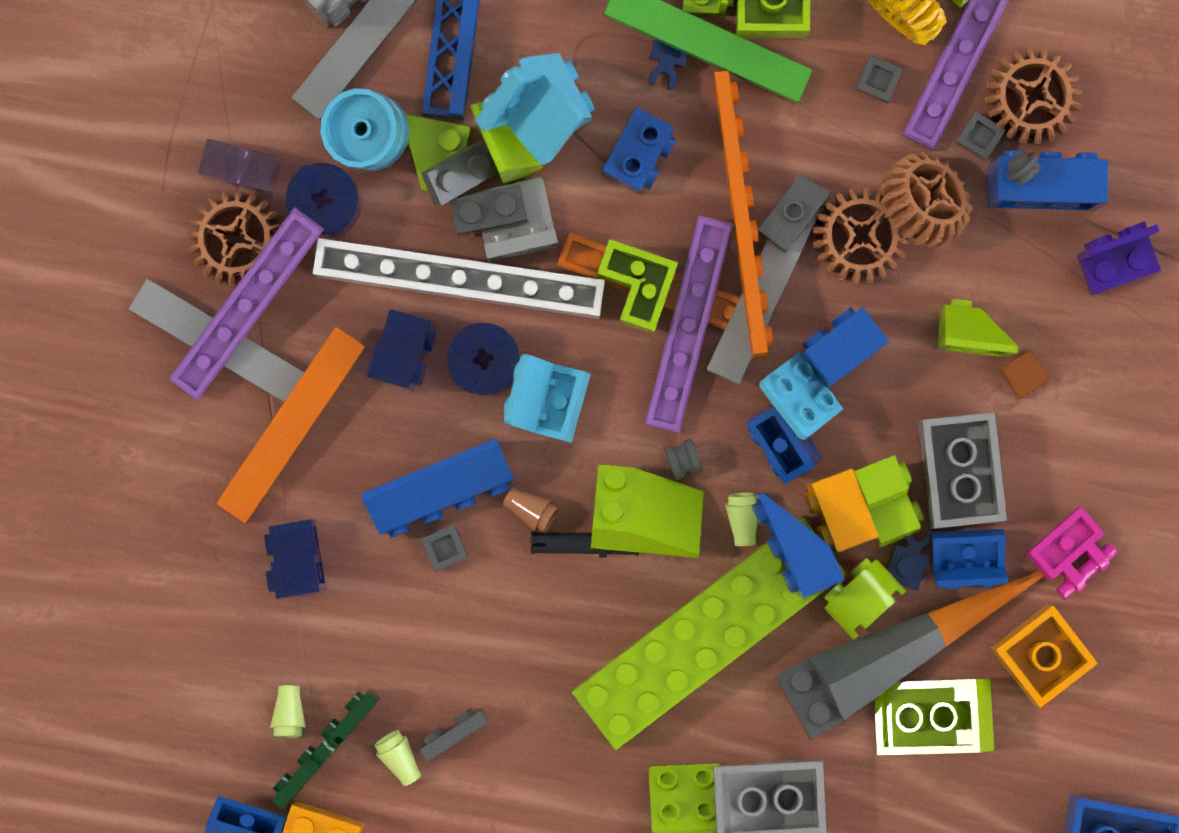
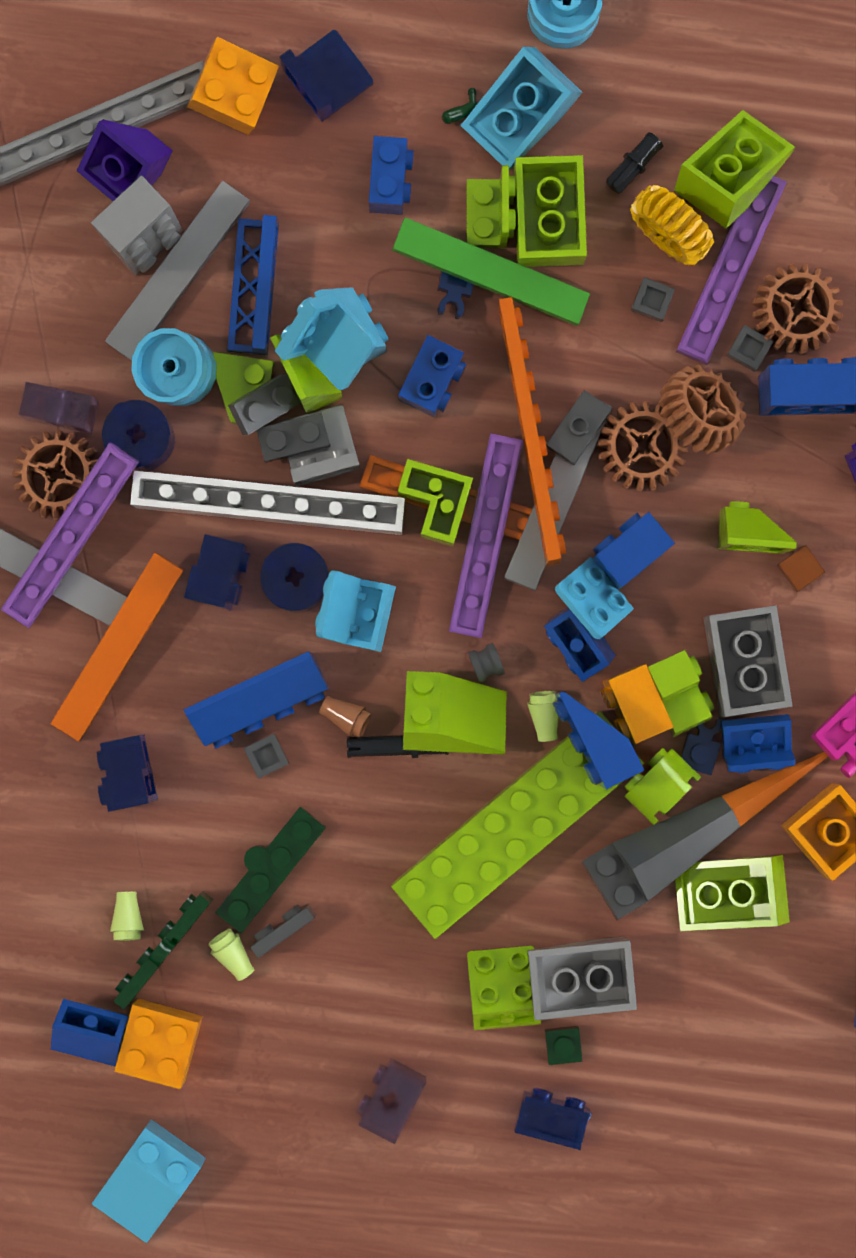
camera: 10 degrees left, 0 degrees up
(442, 668) = (269, 869): none -> dark green hinge
(1023, 168) = (793, 373): dark grey plate -> none

